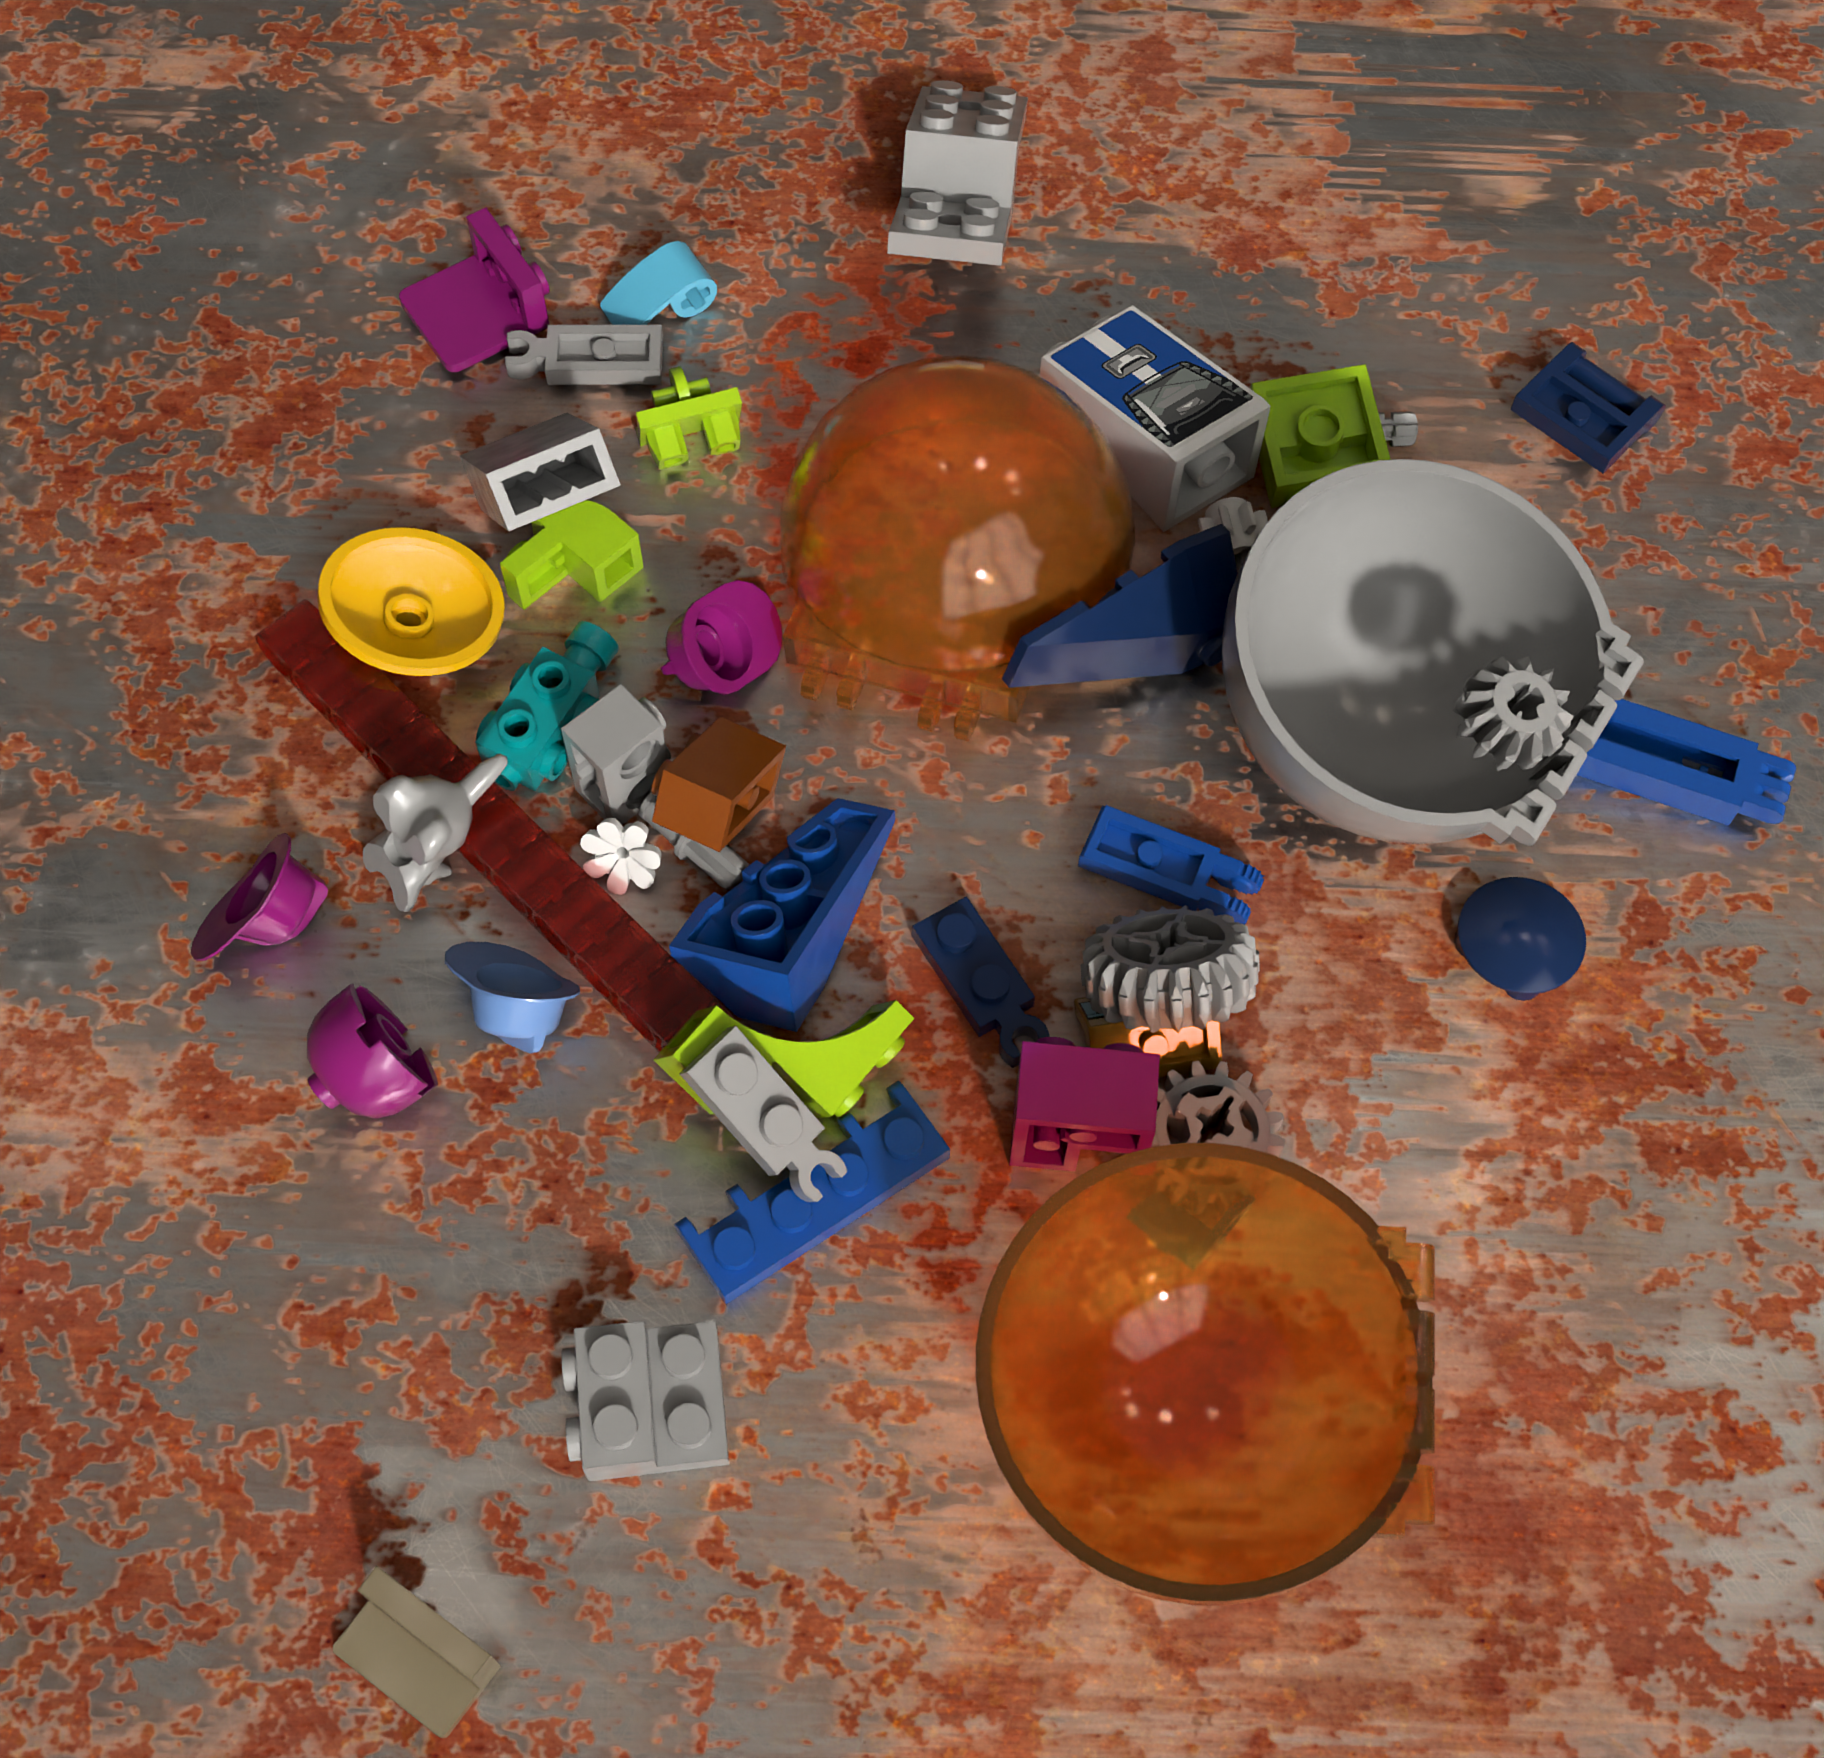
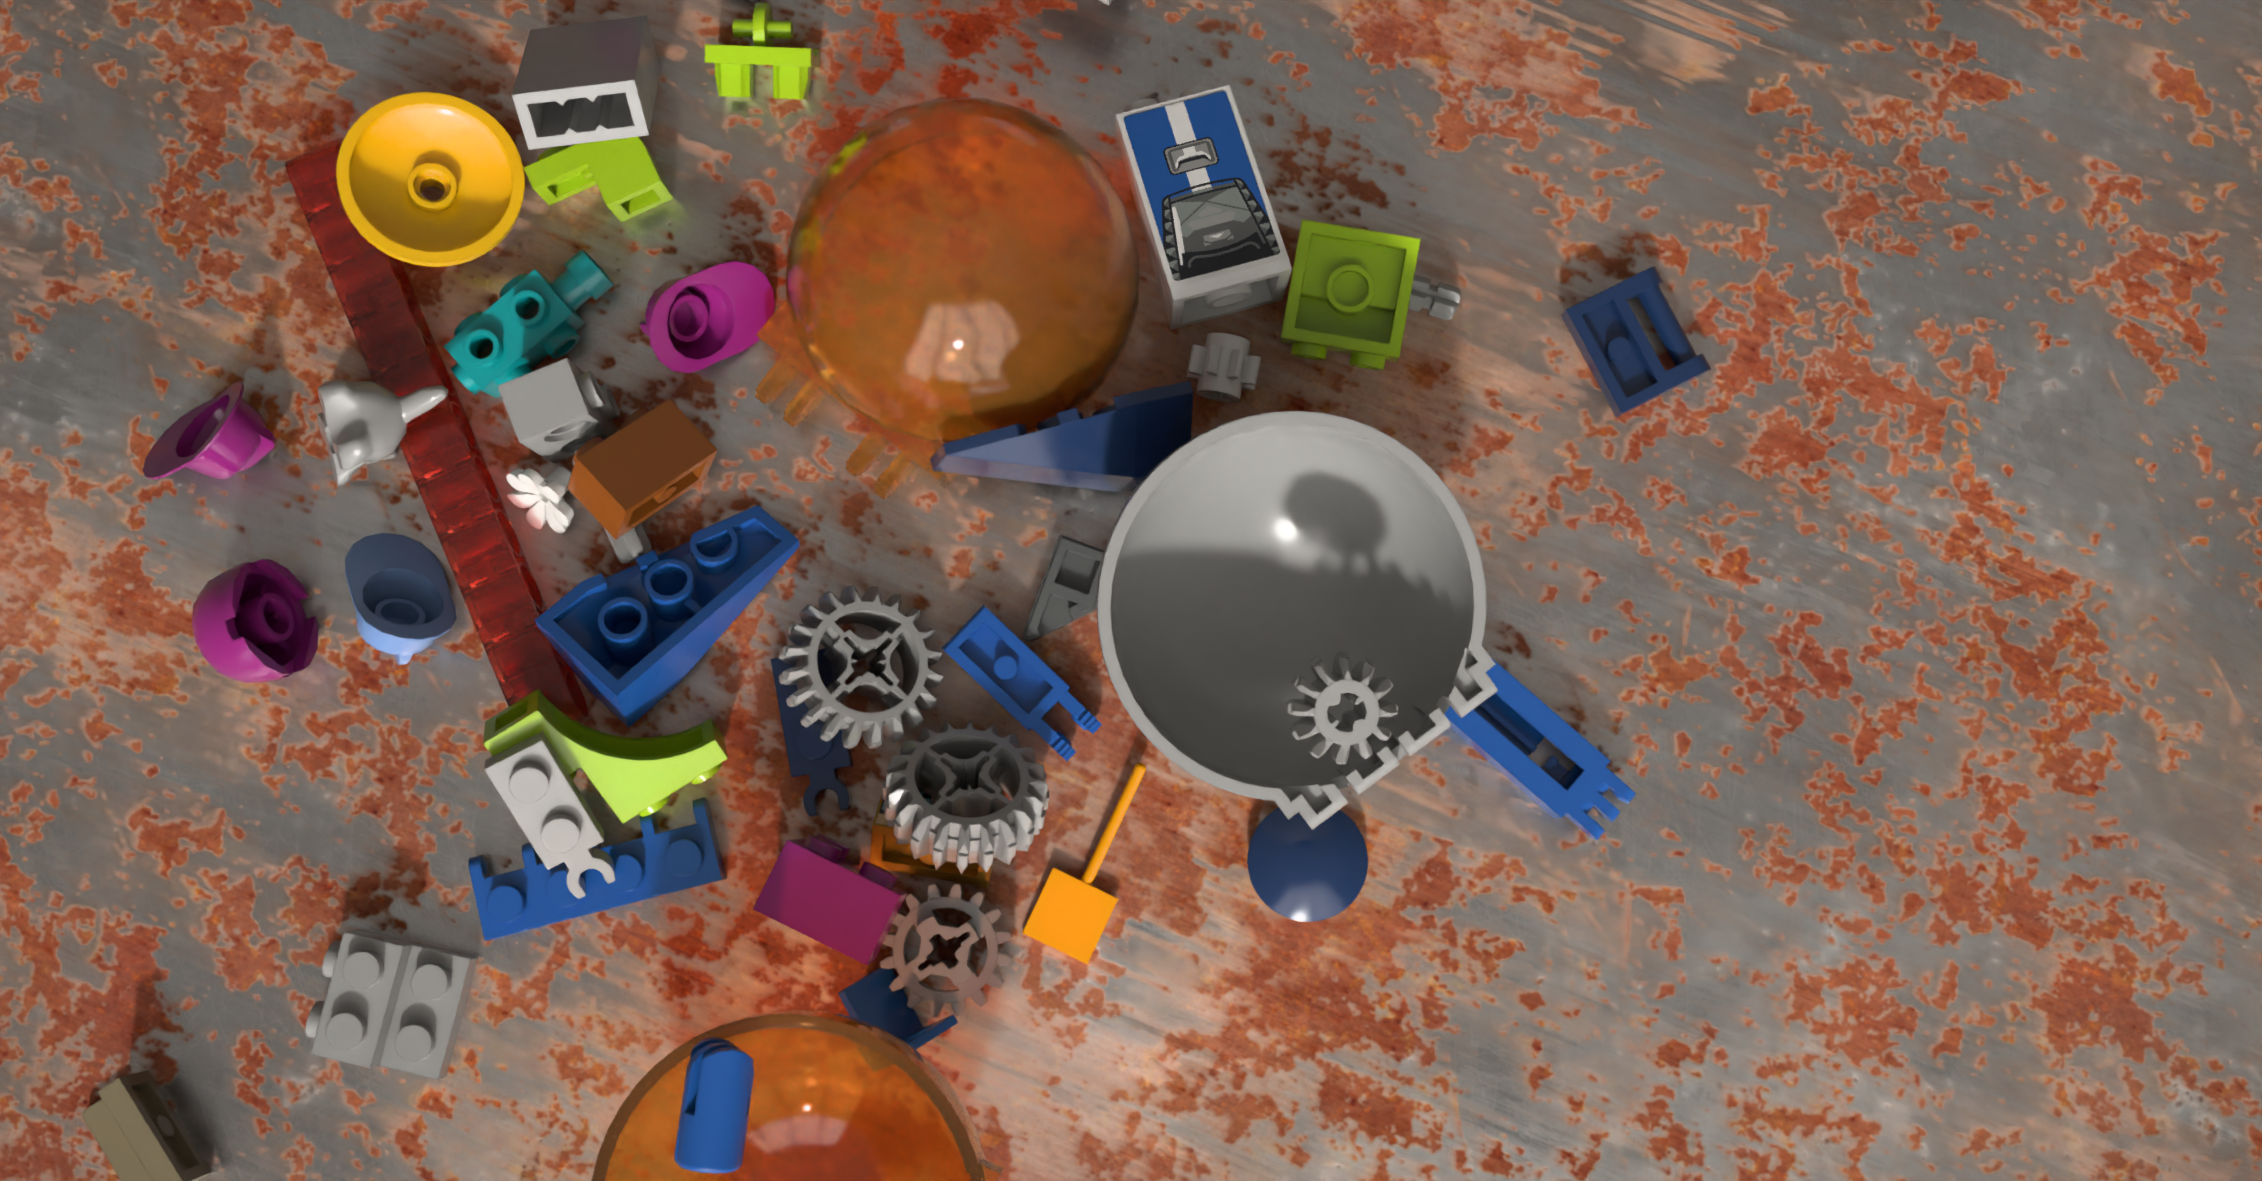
camera: 20 degrees right, 20 degrees up
(972, 885) = (844, 650): none -> light grey gear
(1089, 1259) = (714, 1108): none -> blue arm
(1174, 770) = (1066, 589): none -> dark grey tile
(1315, 1065) = (1071, 910): none -> light orange piece

